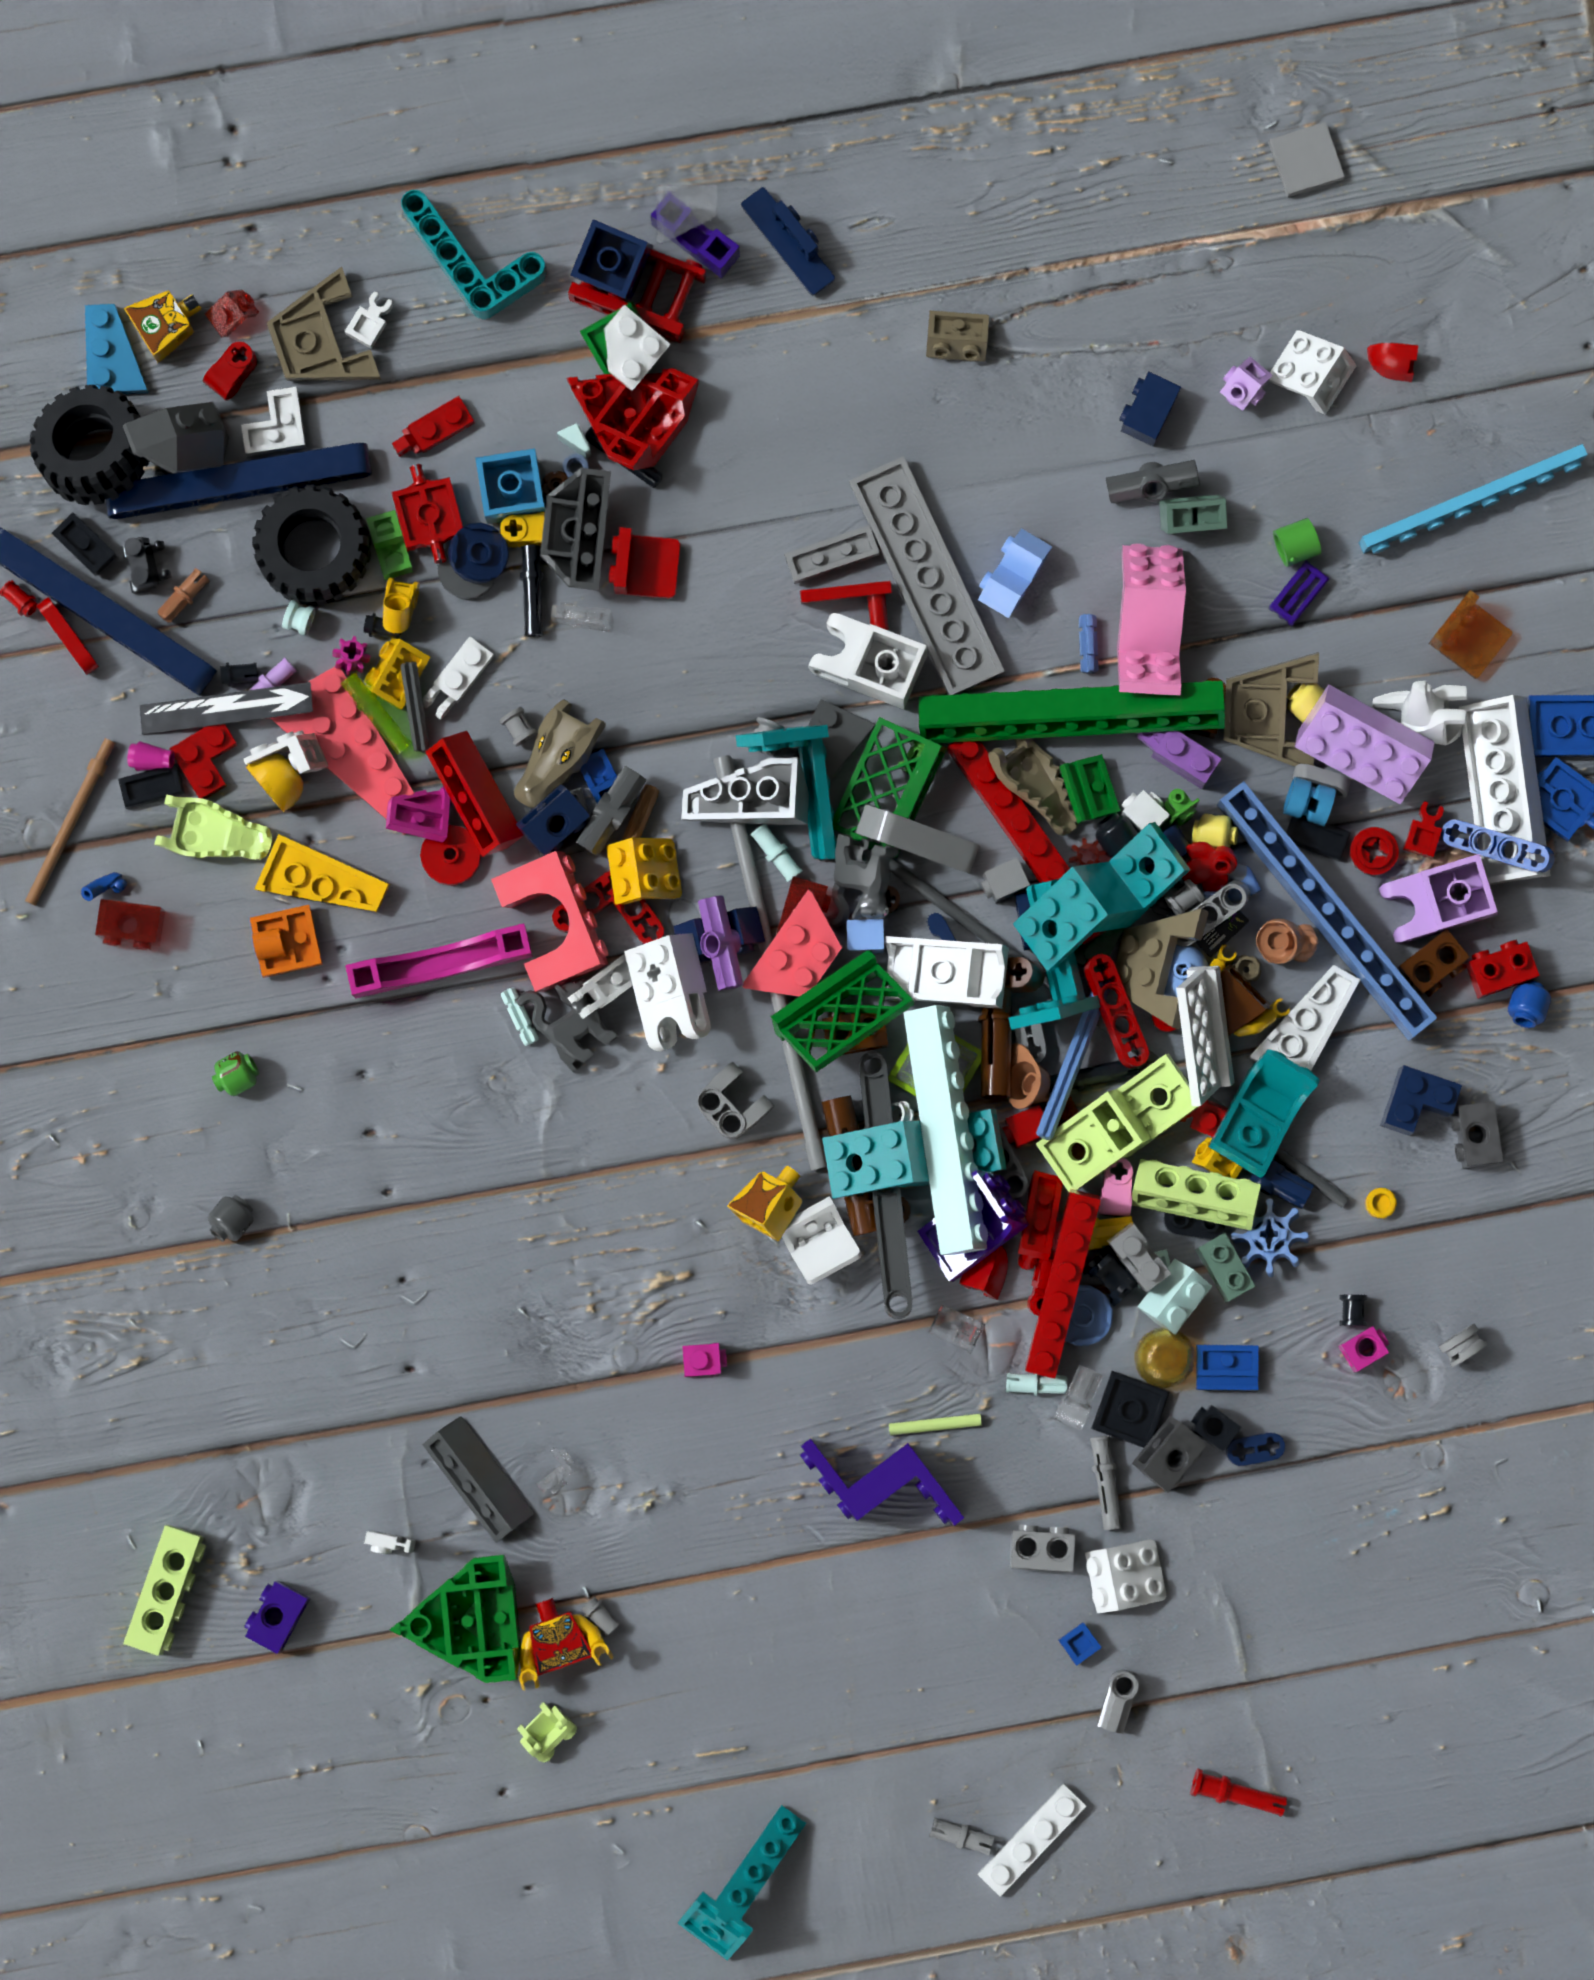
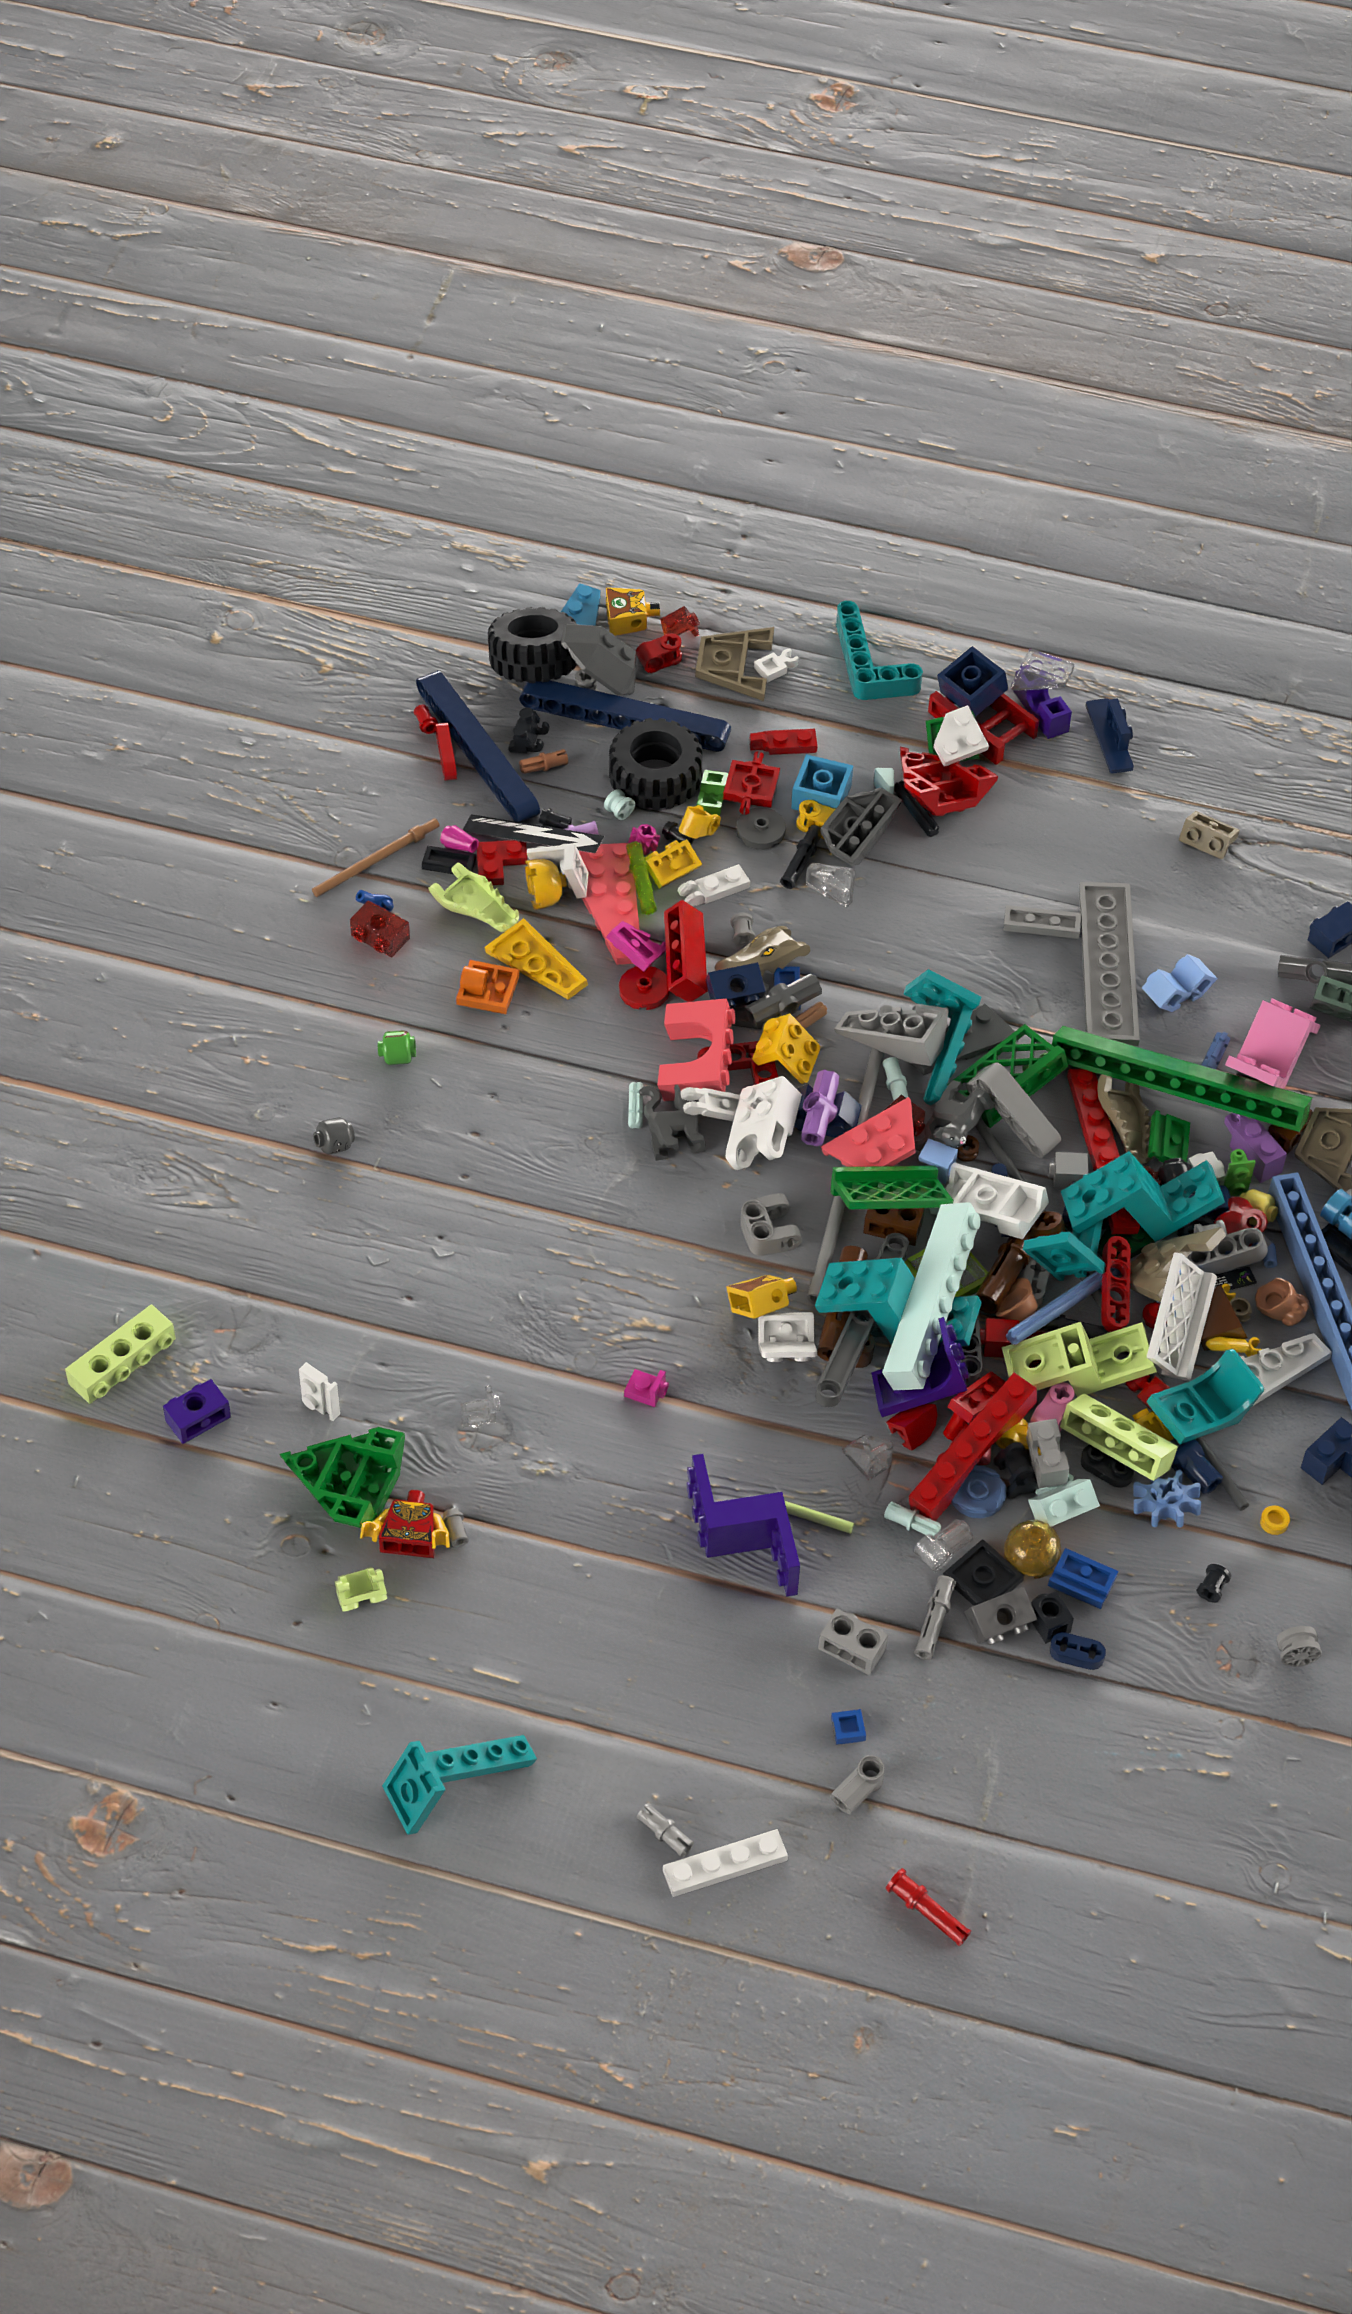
camera: 25 degrees right, 30 degrees down
(84, 544) = (492, 707): black plate -> none
(282, 431) = (678, 696): white plate -> none
(415, 706) = (673, 883): dark grey axle -> none
(423, 966) = (548, 1032): dark pink arch -> none
(478, 553) = (775, 815): dark blue tile -> none
(478, 1479) = (415, 1388): dark grey panel -> none
(644, 565) = (893, 873): red bracket -> none
(865, 654) = (1038, 992): white brick -> none
(873, 591) = (1060, 952): red piece -> none
(1125, 1576) = (917, 1691): white bracket -> none
(1225, 1267) = (1117, 1503): sand green brick -> none
(1355, 1358) = (1203, 1623): dark pink brick -> none

